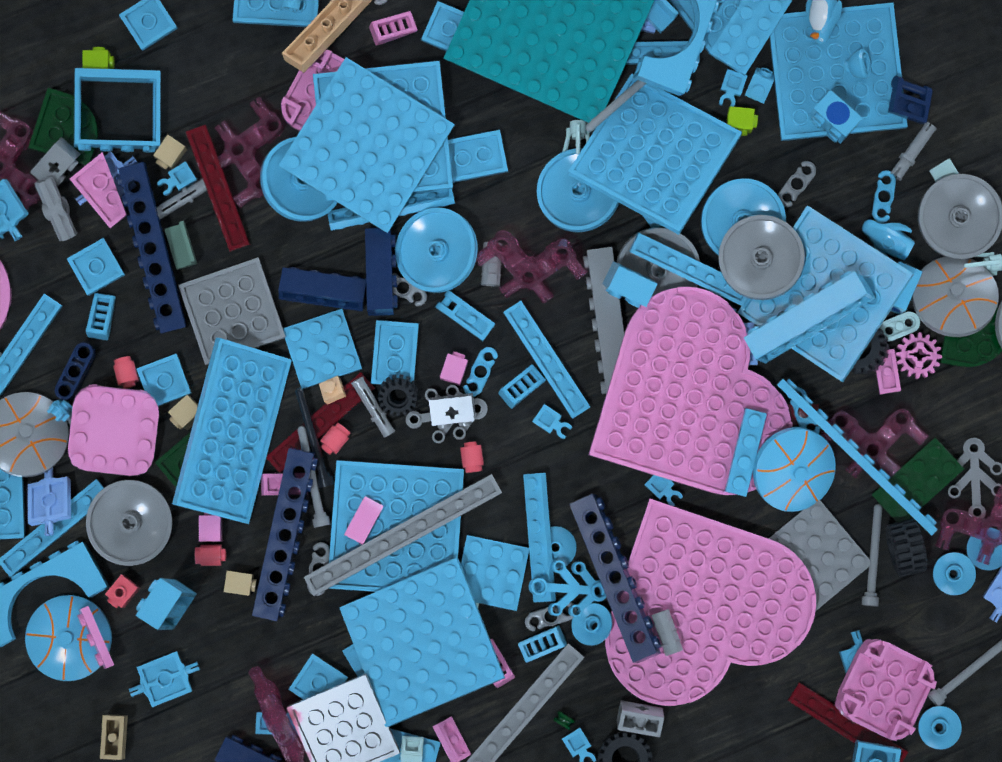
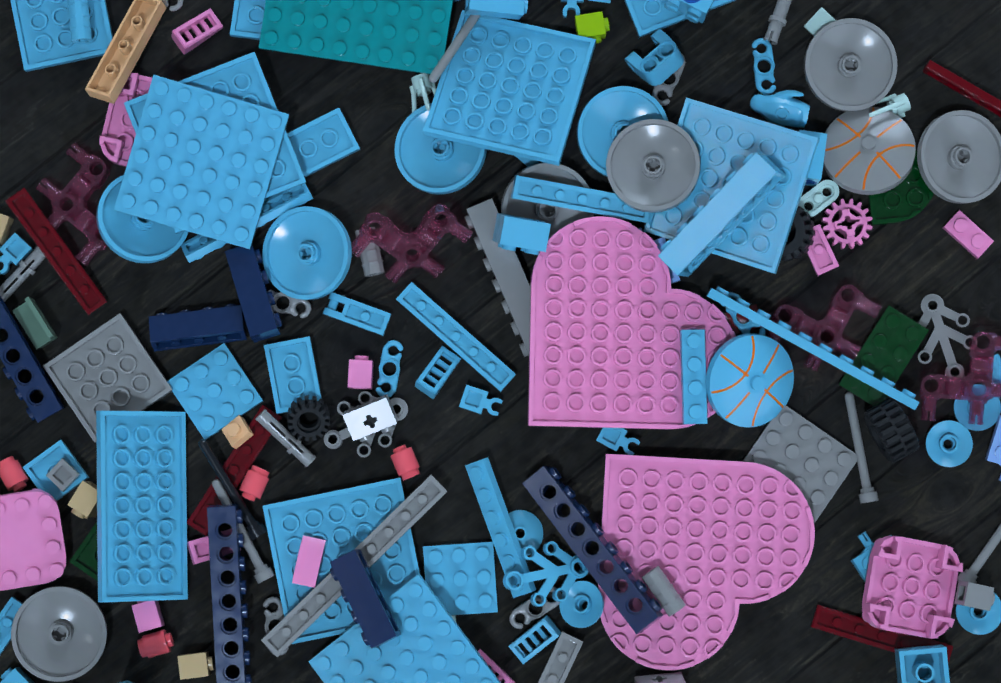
camera: 15 degrees left, 0 degrees up
(170, 385) = (63, 475): none -> light grey plate
(404, 566) = (364, 598): none -> dark blue brick
(792, 168) = (659, 62): none -> medium azure piece
(939, 712) = (974, 595): none -> light grey brick

